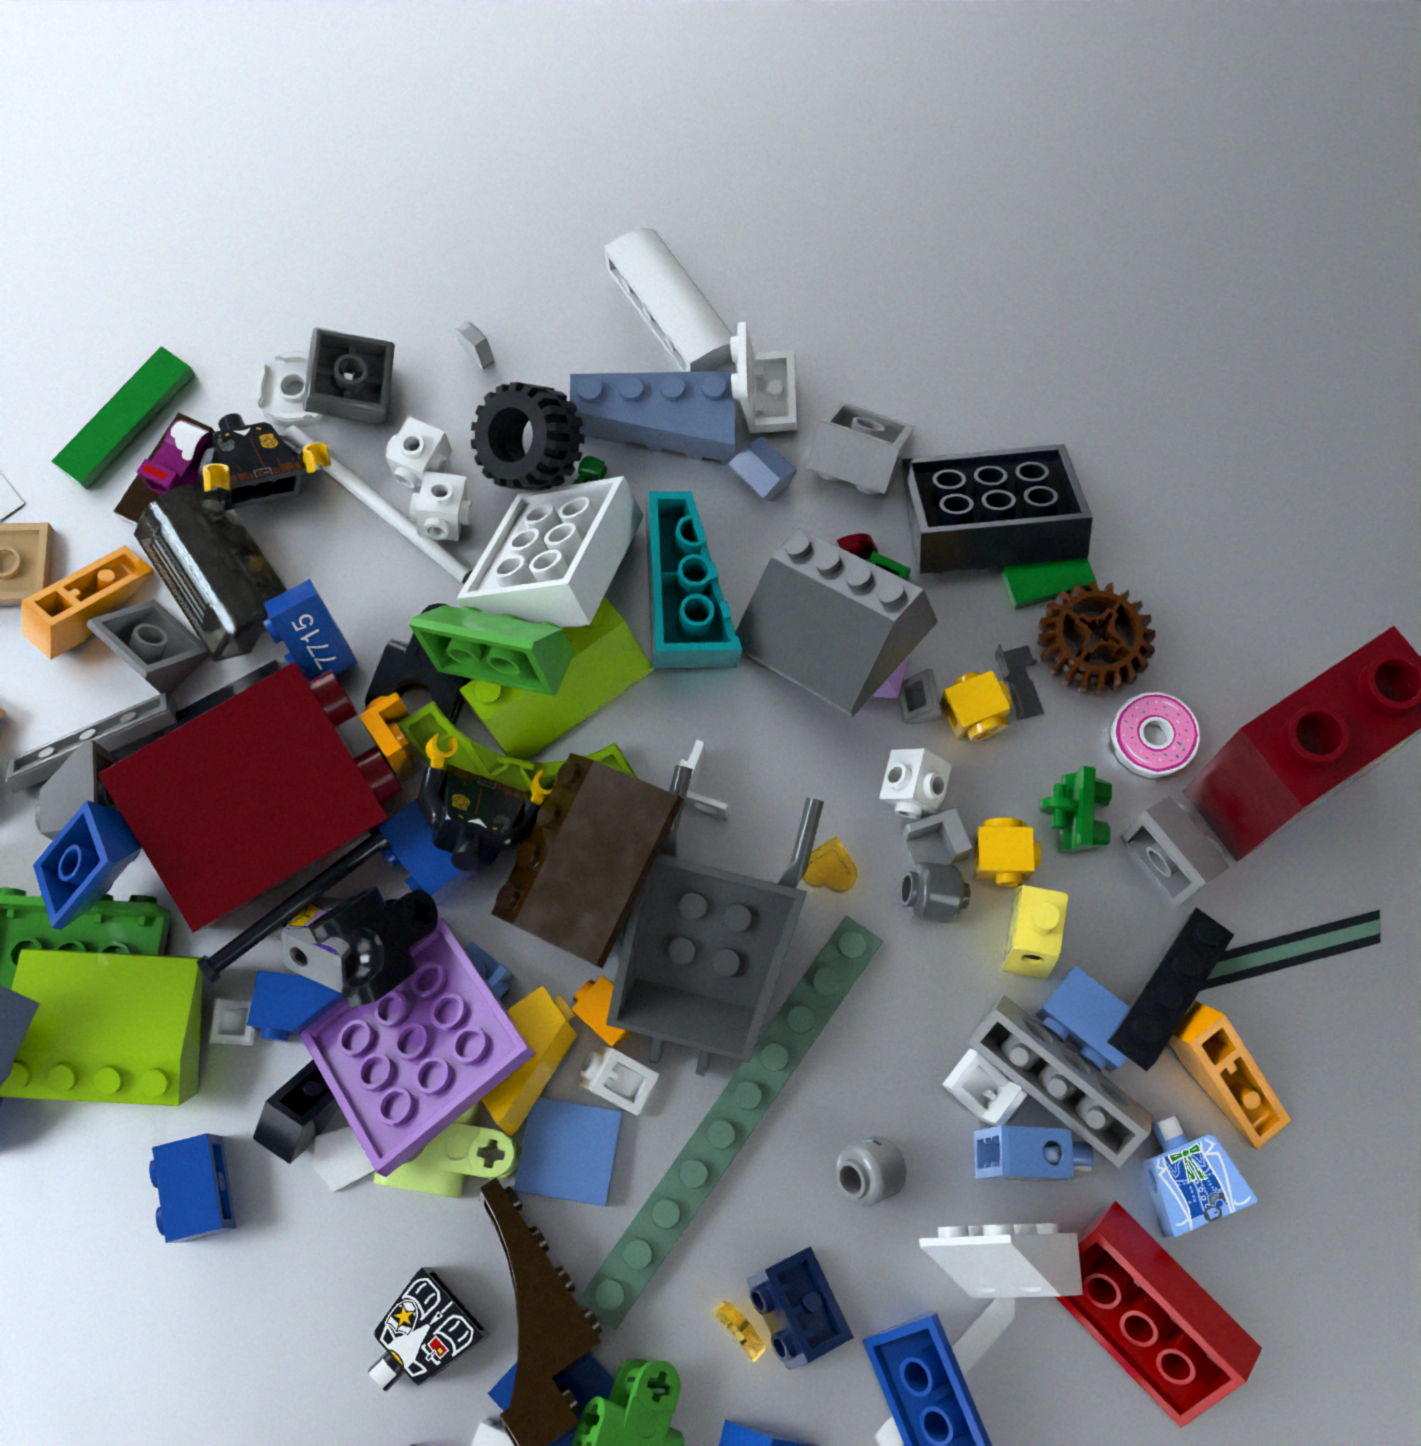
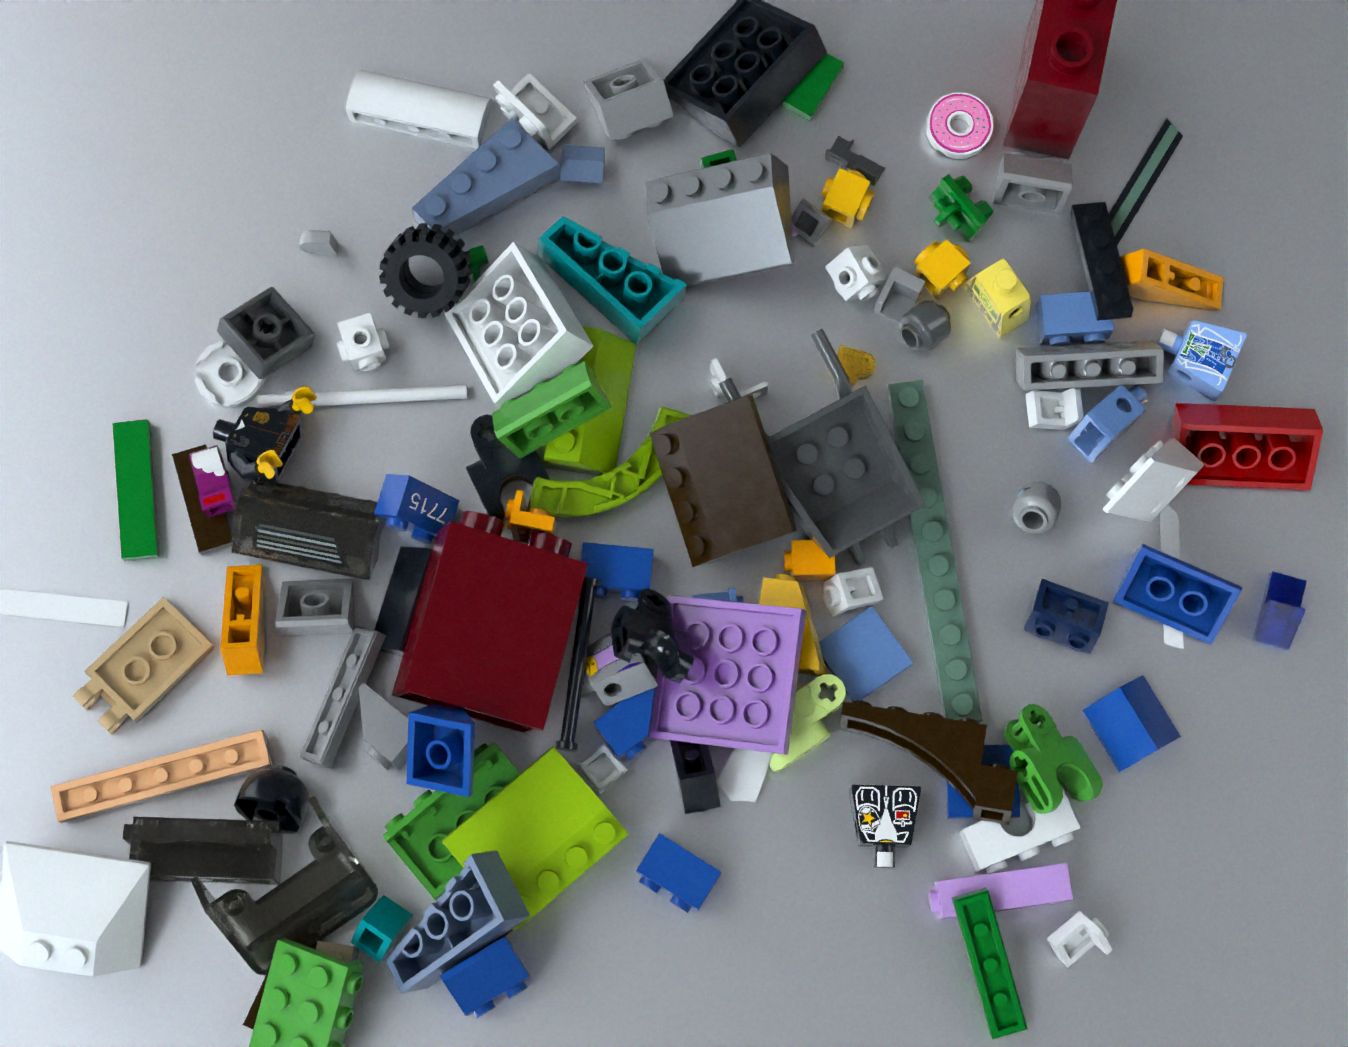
camera: 50 degrees left, 5 degrees up
(441, 506) = (411, 361): white brick -> none
(473, 813) = (626, 519): black torso -> none
(739, 1330) = (1047, 656): clear yellow tile -> none
(858, 544) = (687, 162): dark red tile -> none
(1114, 608) = (900, 89): reddish brown gear -> none

